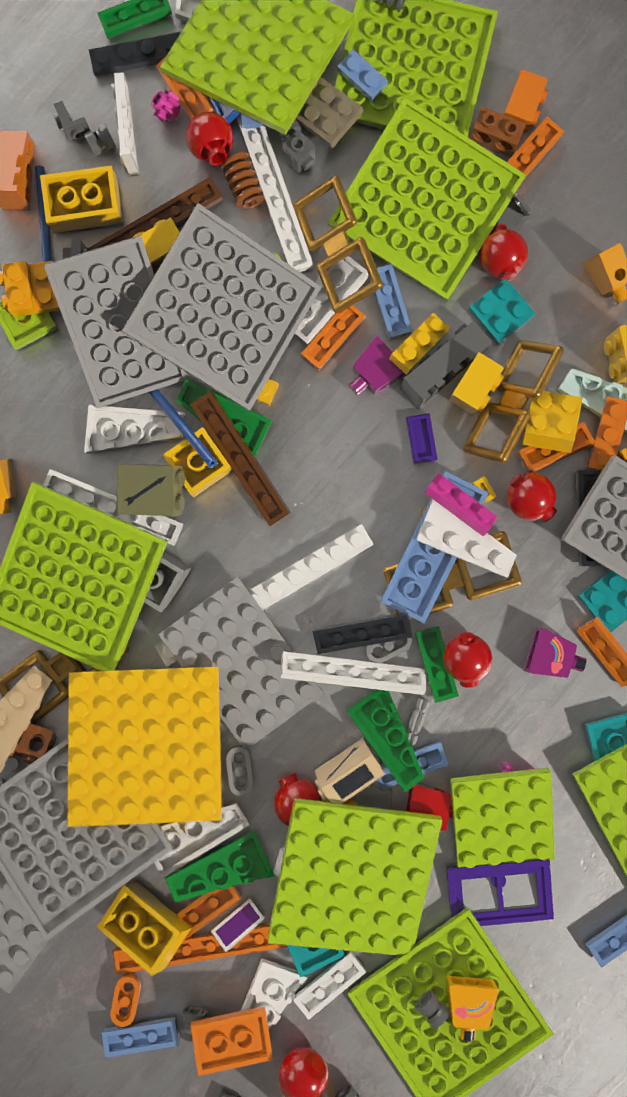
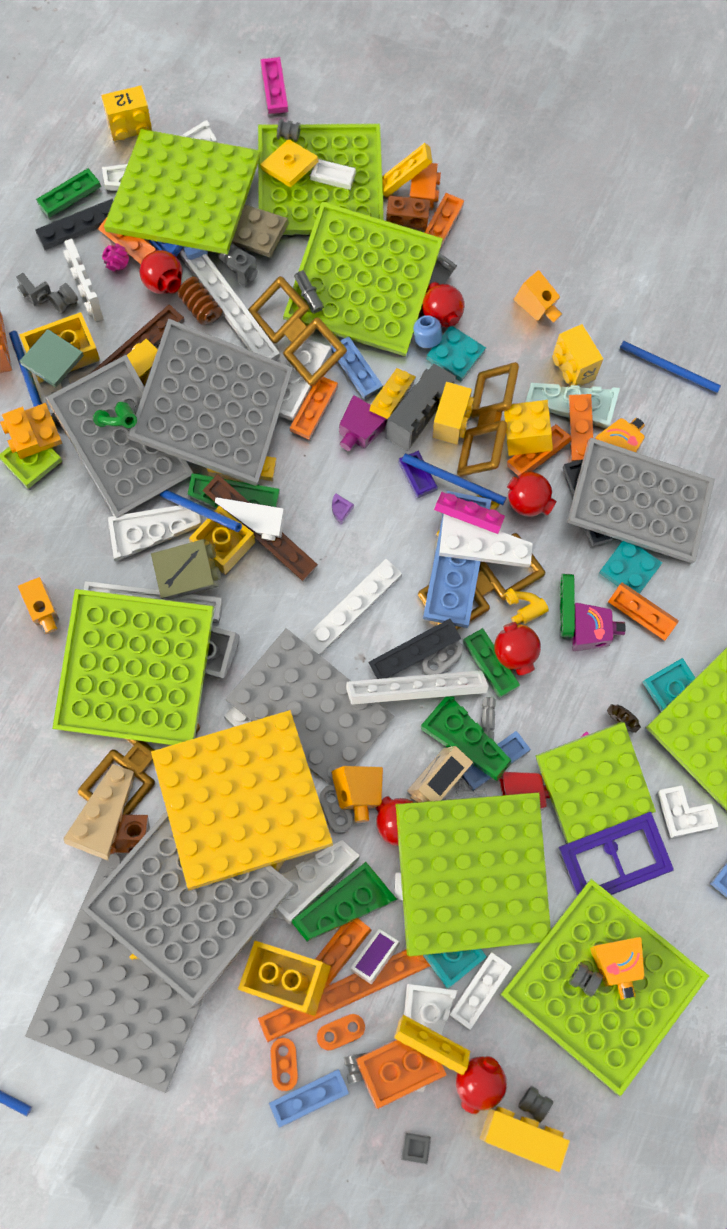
camera: 20 degrees left, 15 degrees down
(67, 213) = (51, 358): none -> sand green tile
(123, 305) = (125, 416): none -> green plant
(186, 982) = (341, 1033): none -> orange plate
(238, 452) = (262, 519): none -> white slope
(265, 1034) = (432, 1044): none -> yellow plate
(266, 761) = (358, 789): none -> light orange torso
(331, 455) = (341, 508): none -> medium lavender tile
(361, 203) = (308, 292): none -> dark grey axle
(362, 75) = (279, 196): medium blue plate -> none
(383, 37) = (289, 163): none -> yellow plate
(428, 62) = (333, 174): none -> white tile
(456, 457) = (470, 486): none -> blue piece
(477, 281) = (427, 332): none -> medium blue head
(490, 621) = (530, 612): none -> yellow plant
(511, 79) = (406, 169): none -> yellow plate
(532, 624) = (567, 605): none -> green beam
(553, 760) = (621, 714): none -> dark brown gear
(578, 874) = (682, 819): none -> white plate

